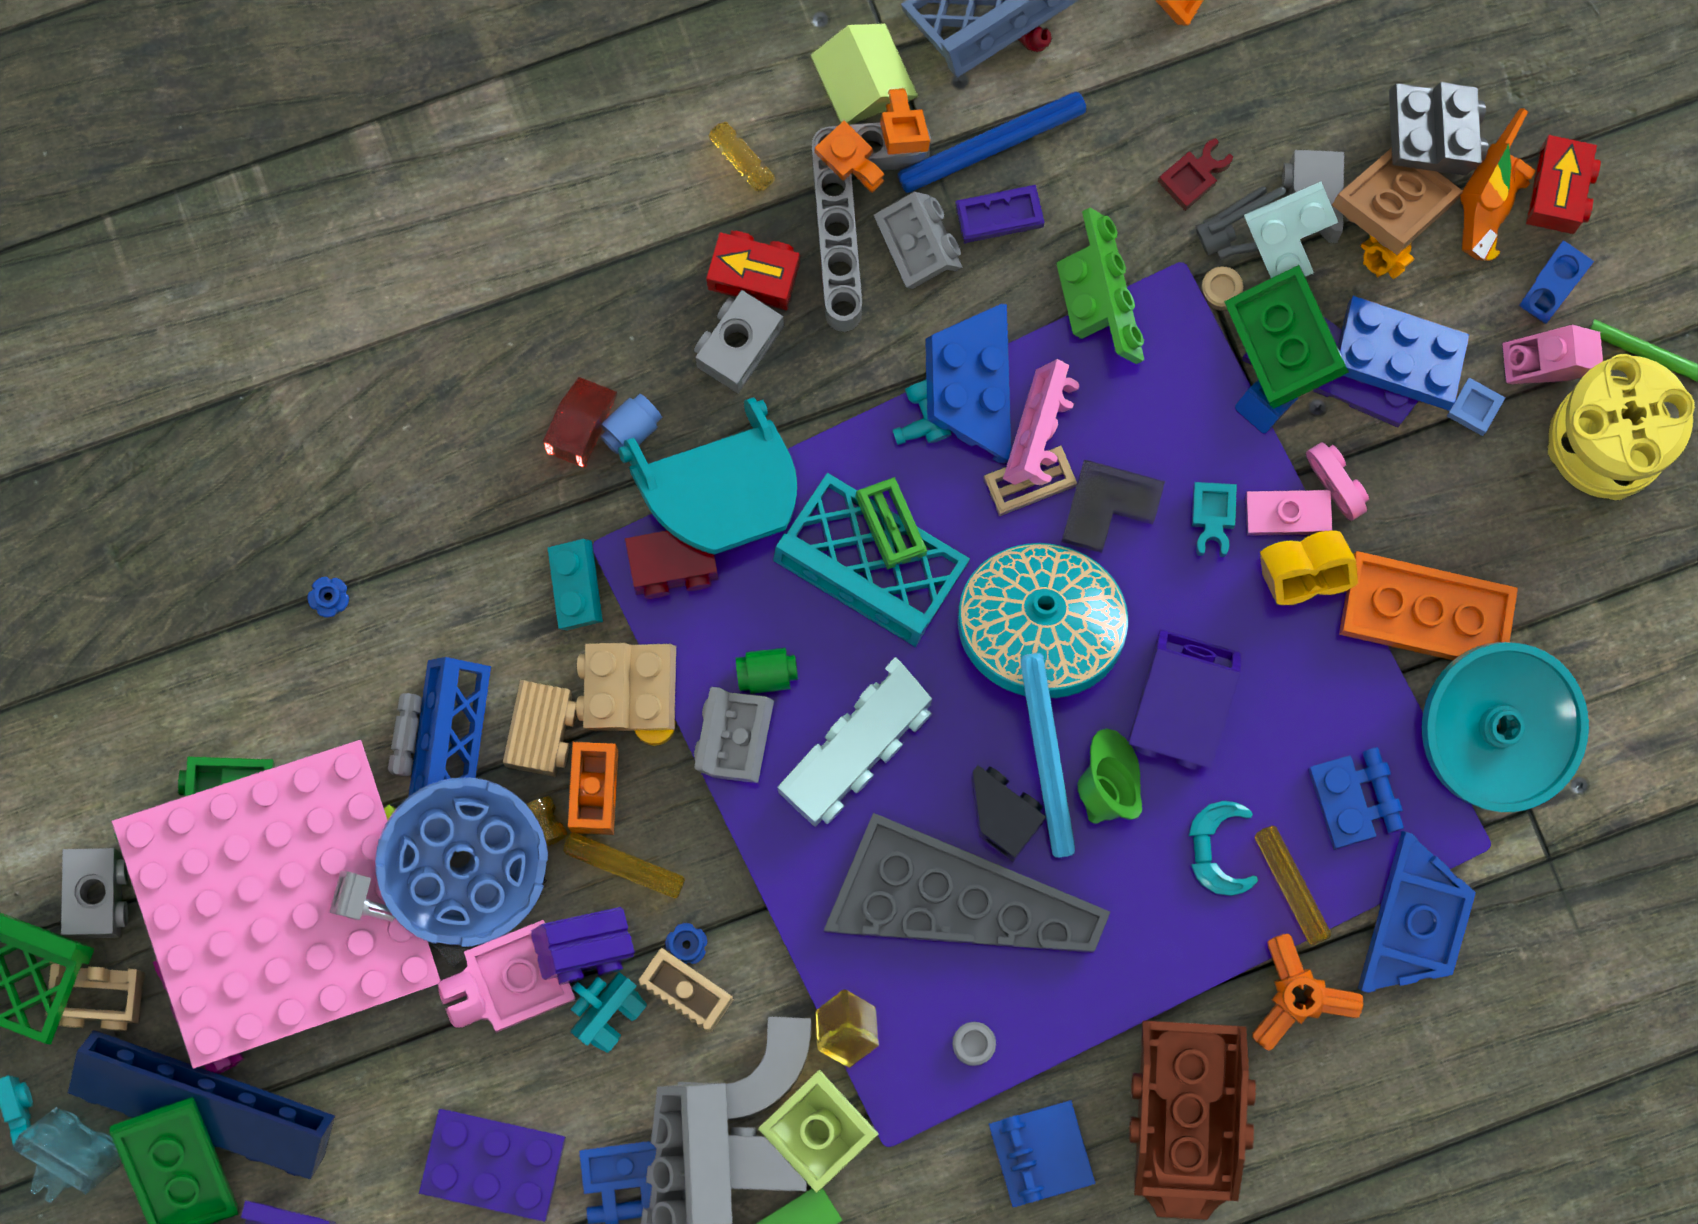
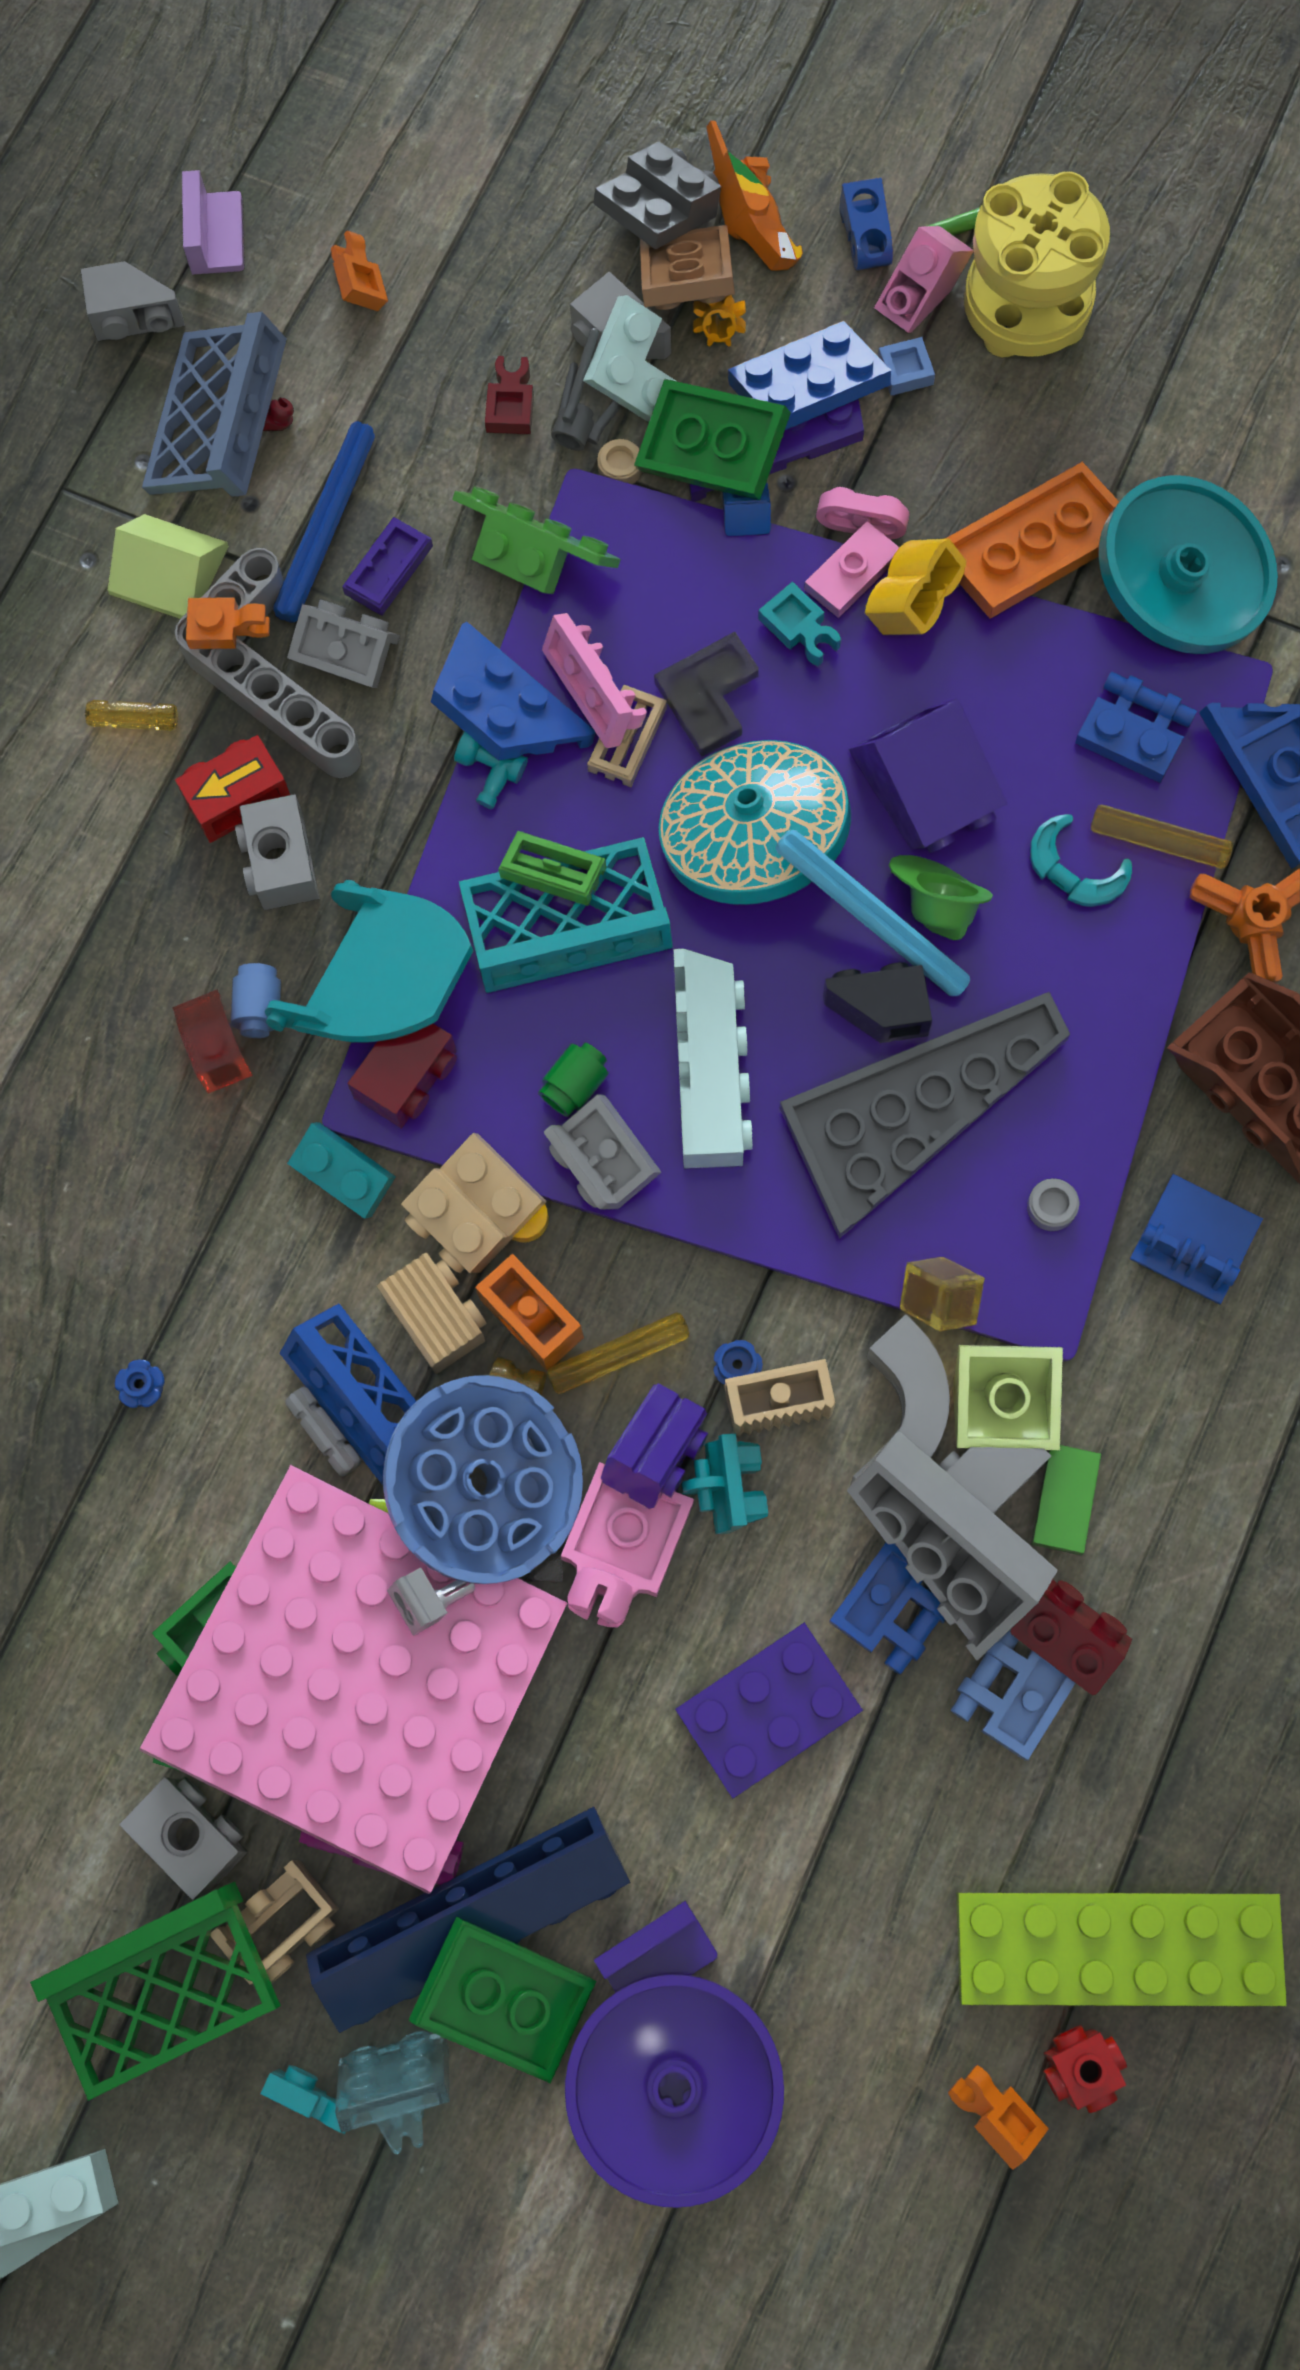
camera: 40 degrees left, 5 degrees down
(903, 128) = (242, 561): orange plate -> none
(1563, 184) = (798, 154): red brick -> none

